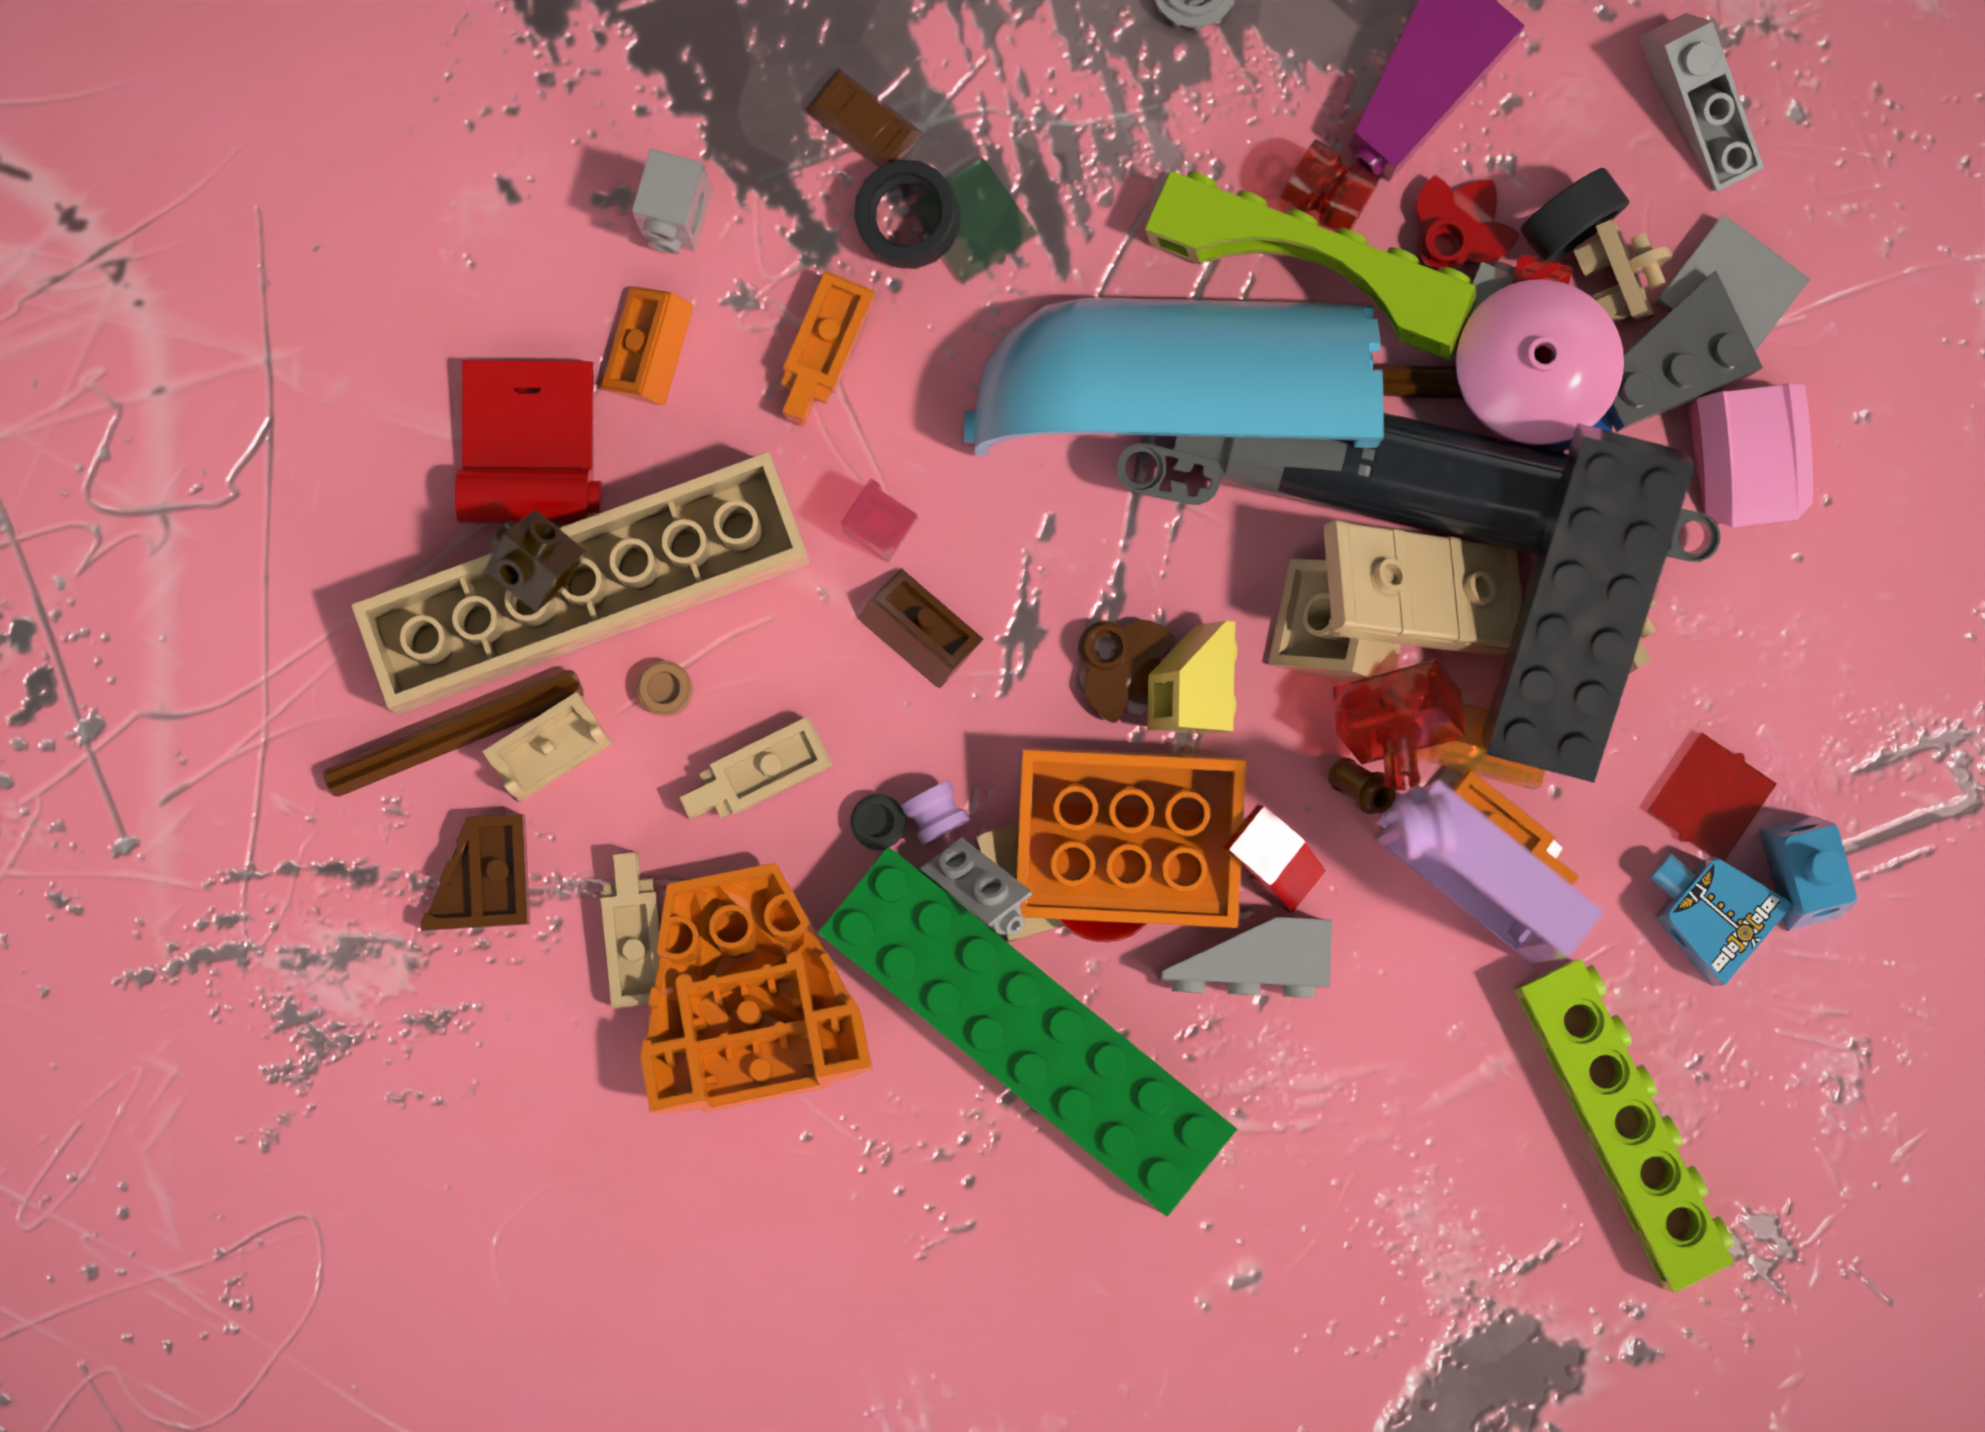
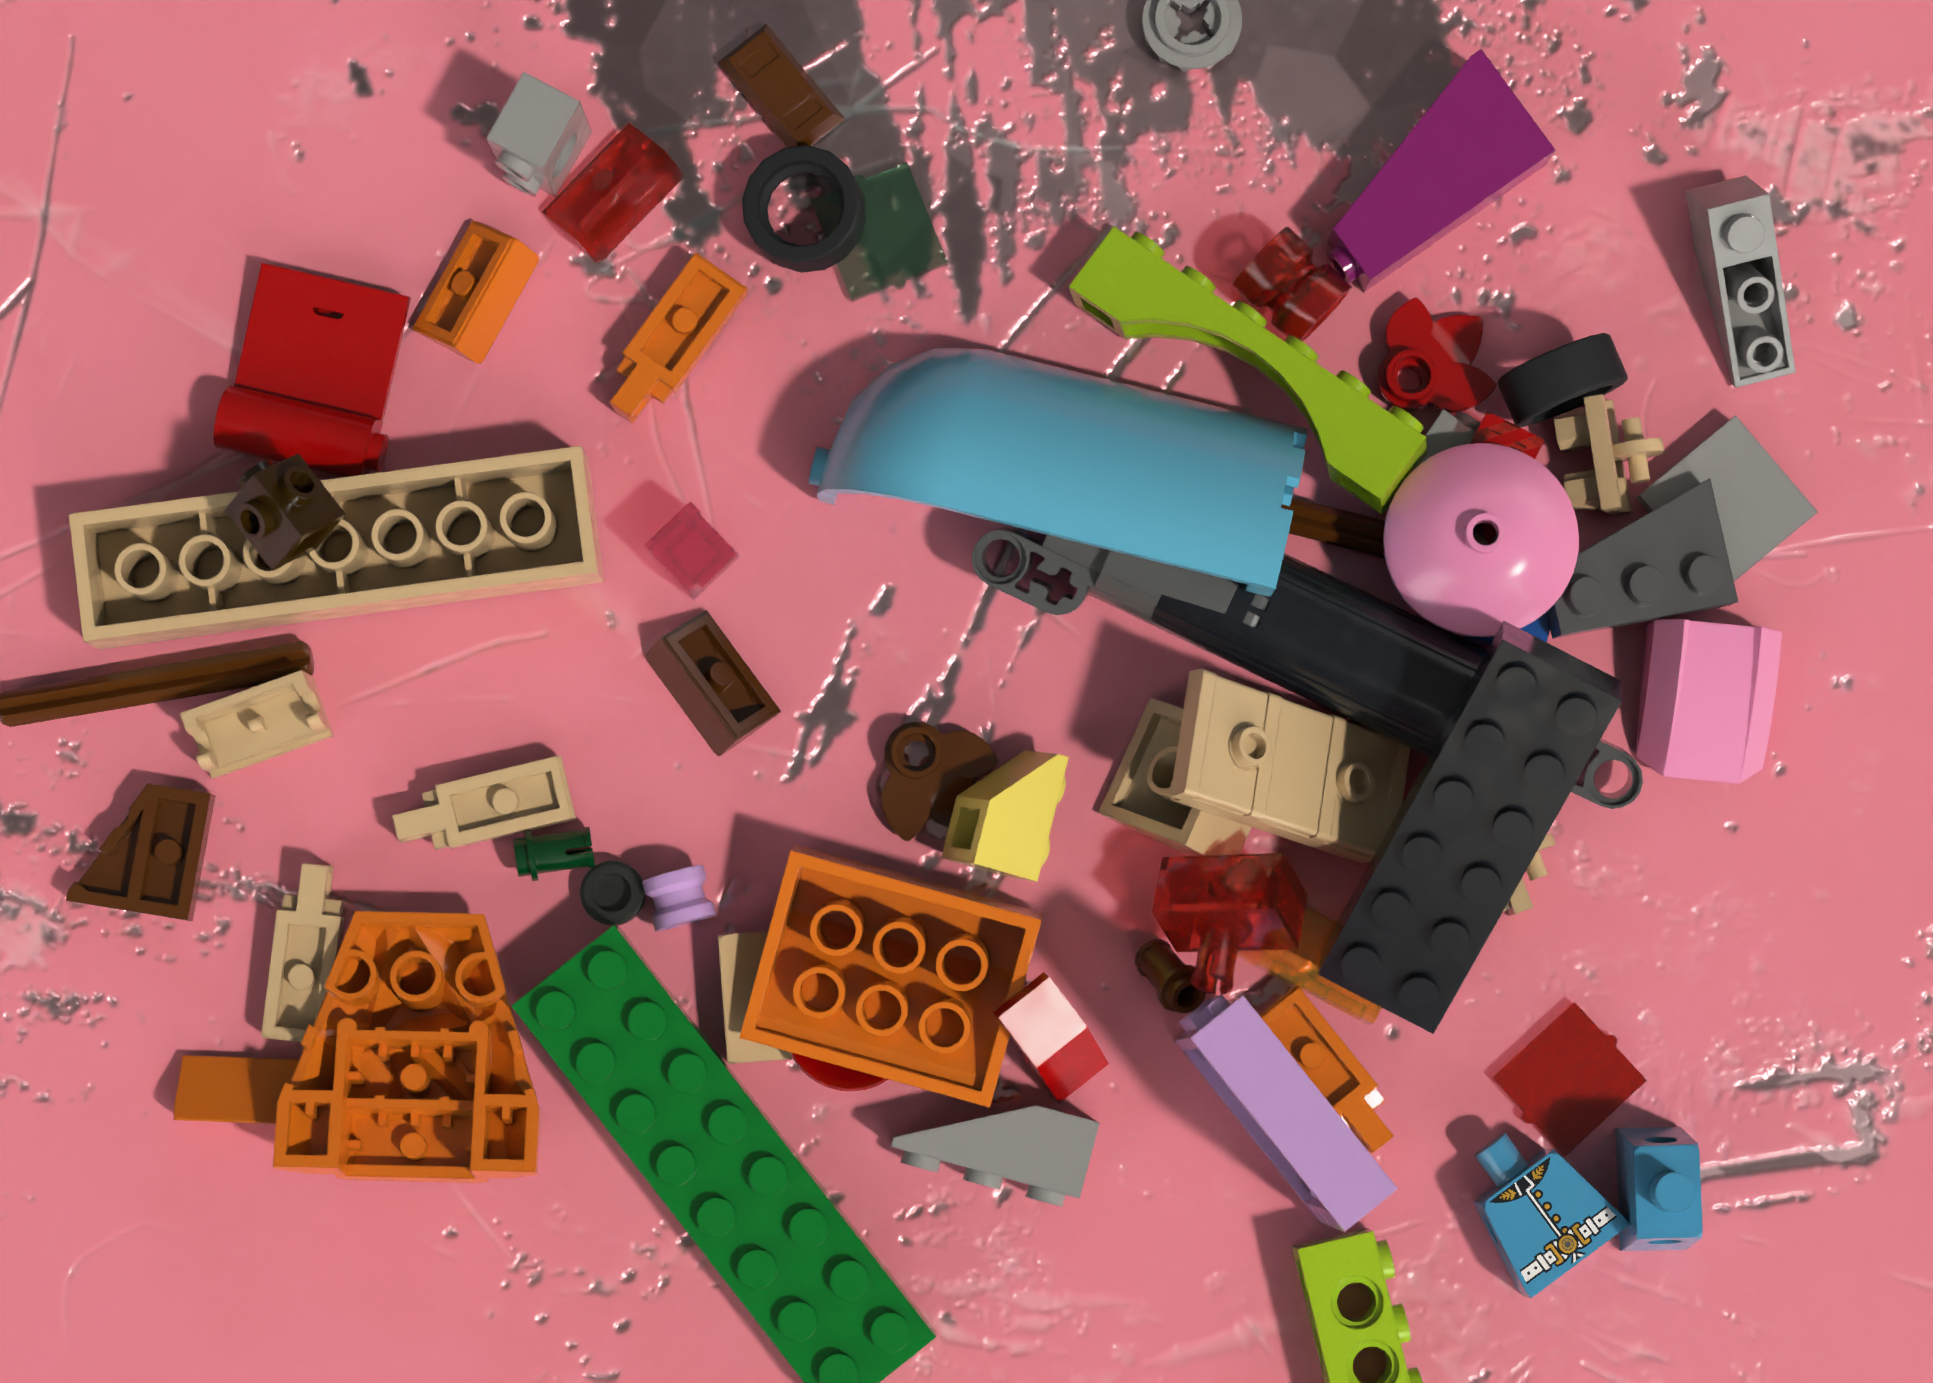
camera: 10 degrees right, 0 degrees up
(597, 1056) = (231, 1088): none -> orange slope
(664, 688) = (406, 687): medium nougat tile -> none
(743, 237) = (614, 193): none -> clear red slope
(817, 798) = (549, 854): none -> dark green pin
(979, 886) = (706, 994): light grey hinge -> none
(1425, 826) = (1213, 1045): lavender wheel -> none

